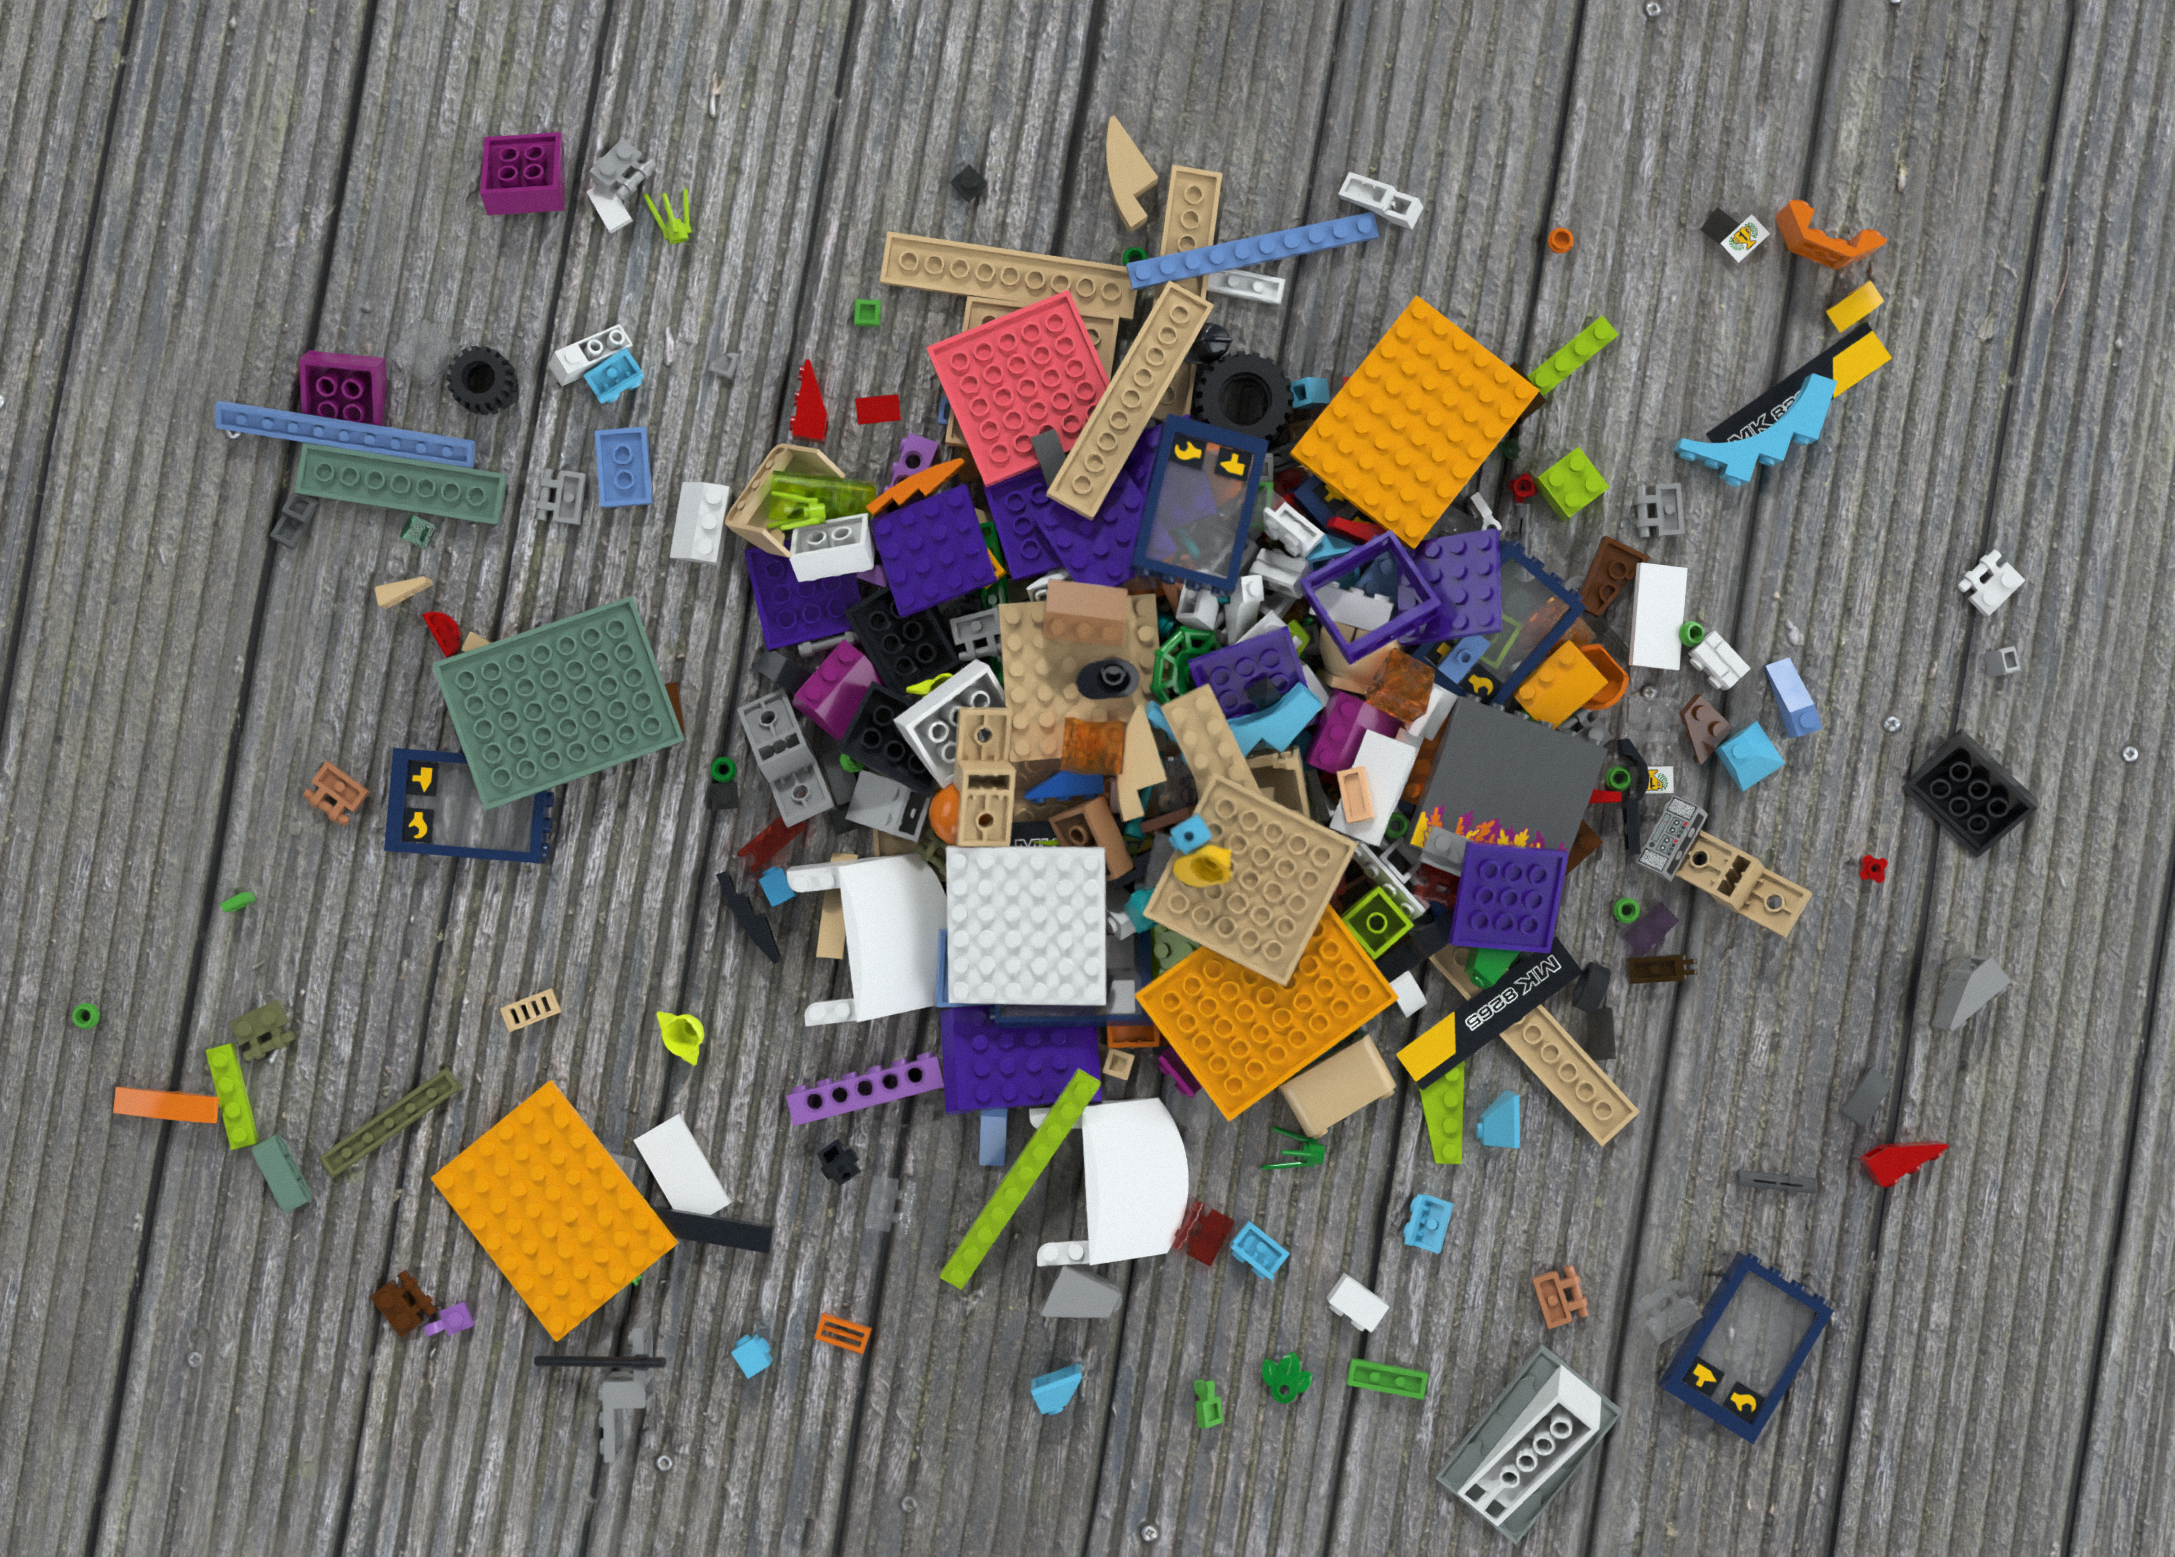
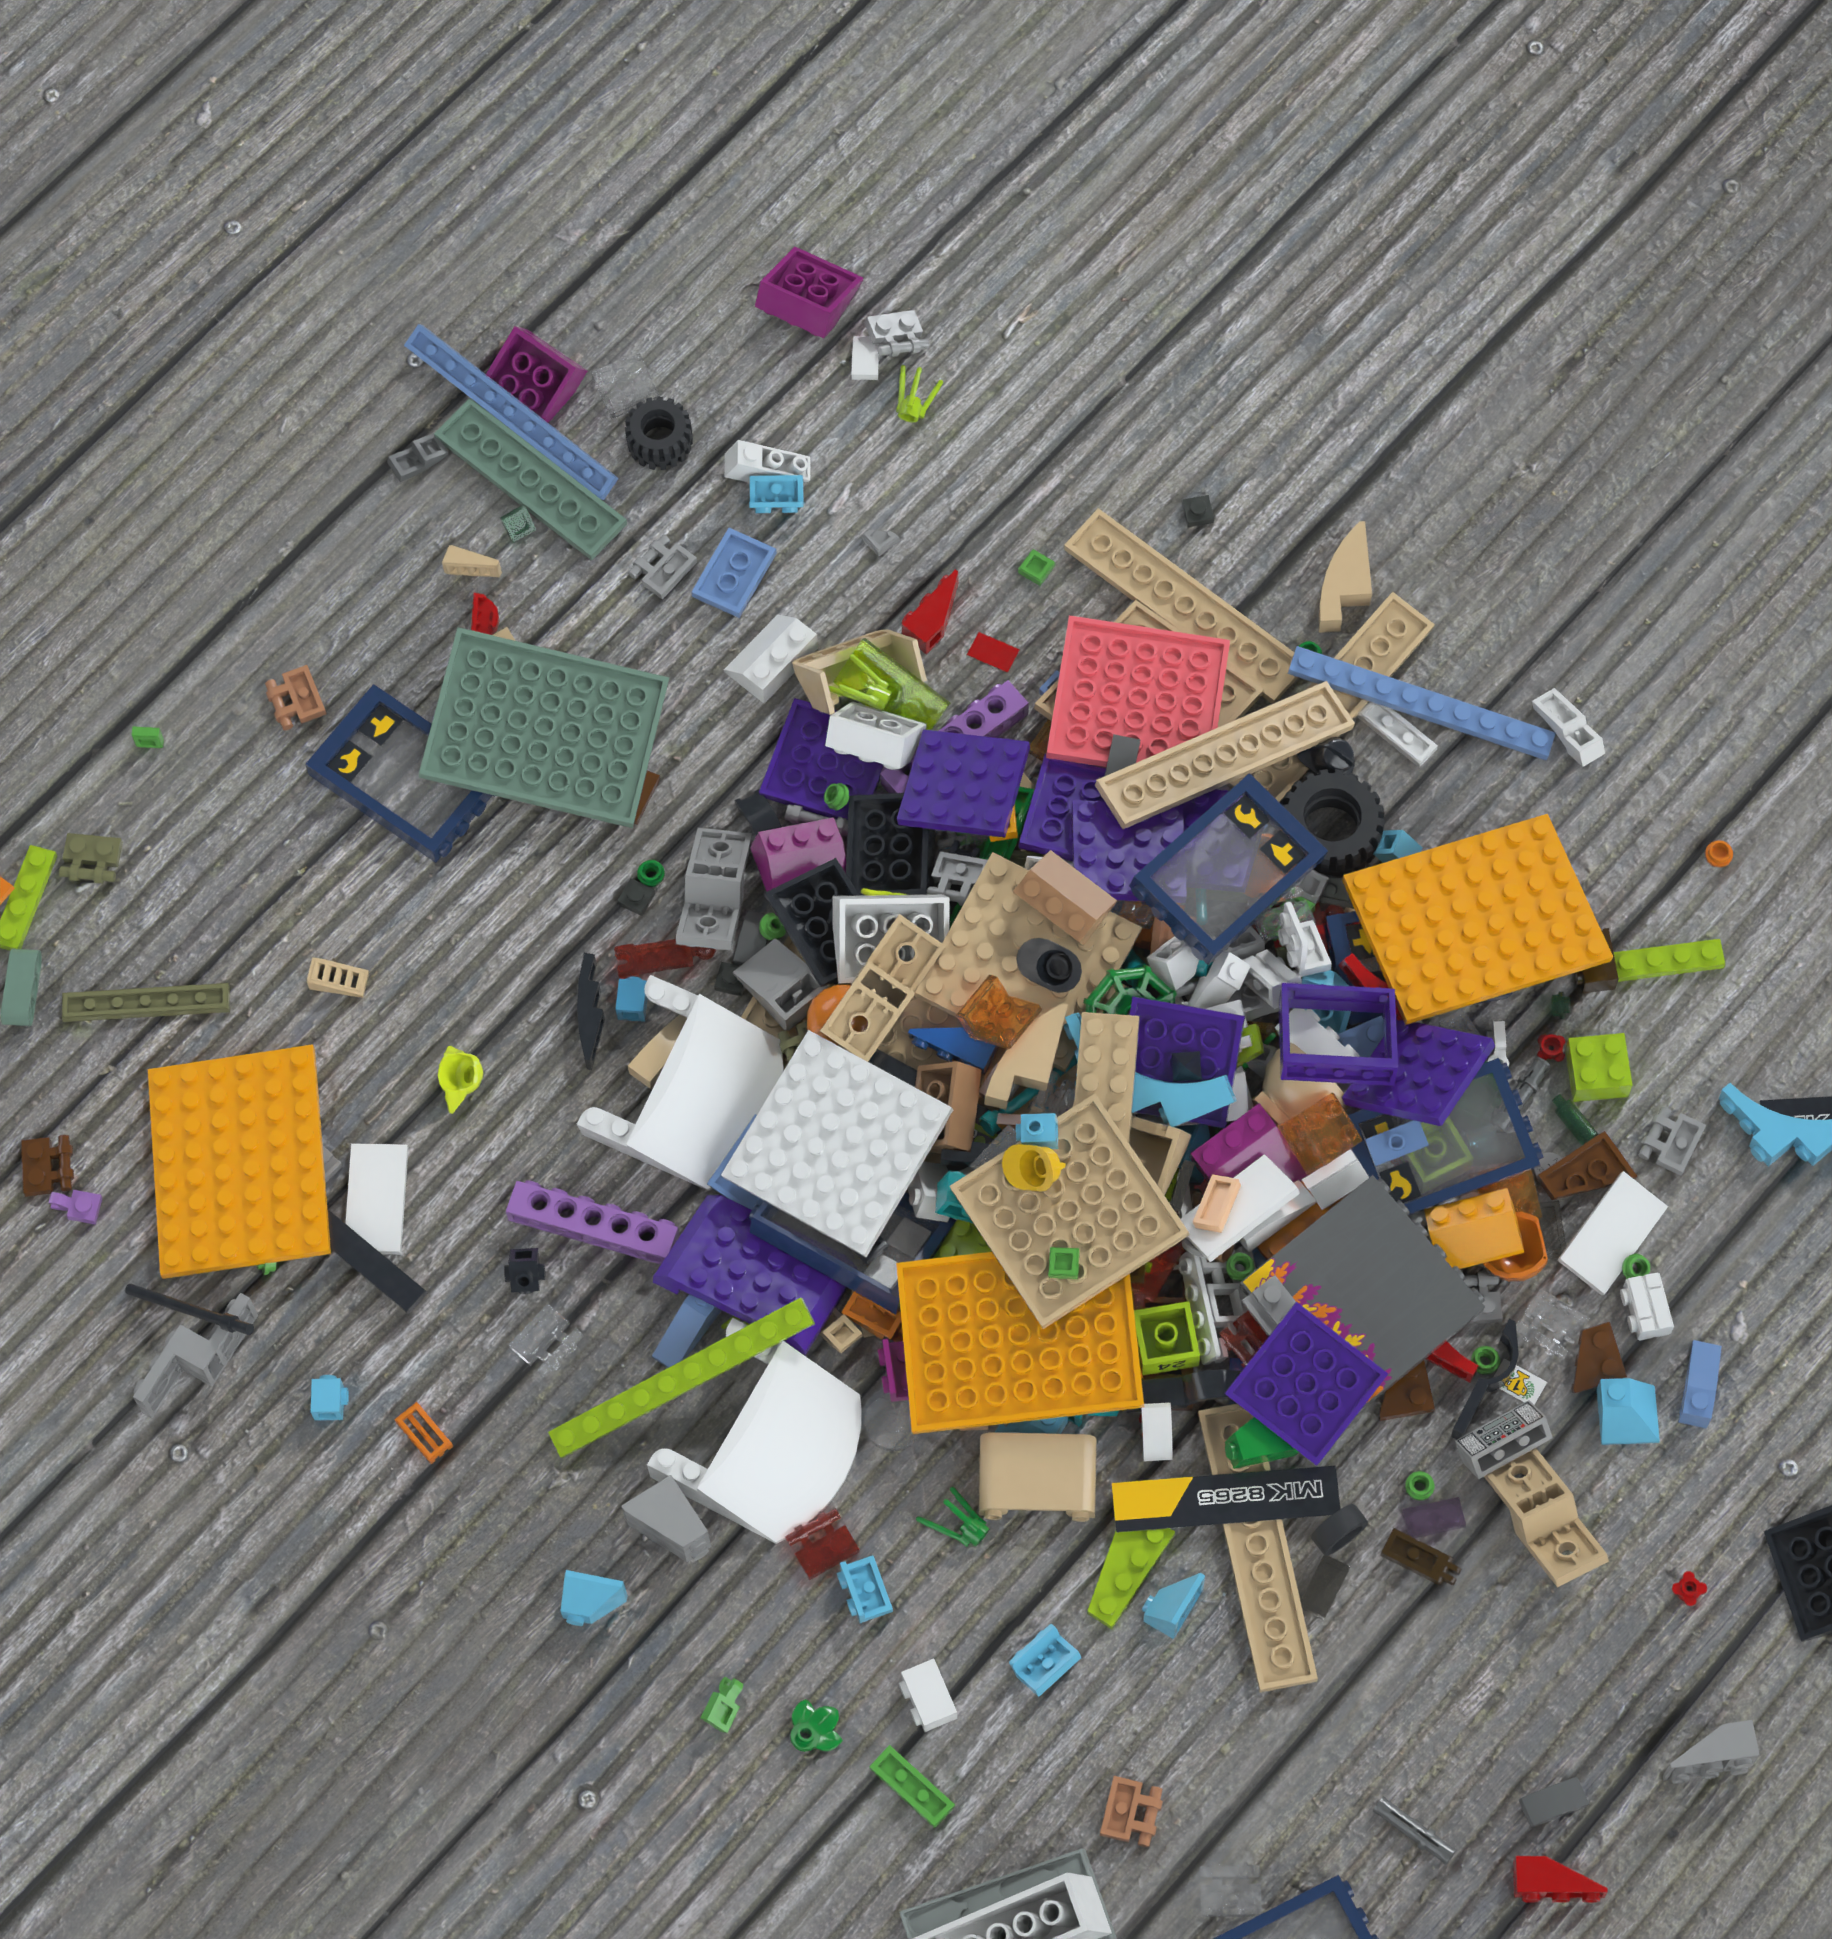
camera: 40 degrees right, 20 degrees down
(834, 618) = (836, 796): none -> bright green plate
(926, 482) = (985, 722): orange slope -> none
(1273, 927) = (1064, 1263): none -> bright green tile
(1575, 539) = (1574, 1120): none -> clear green cylinder

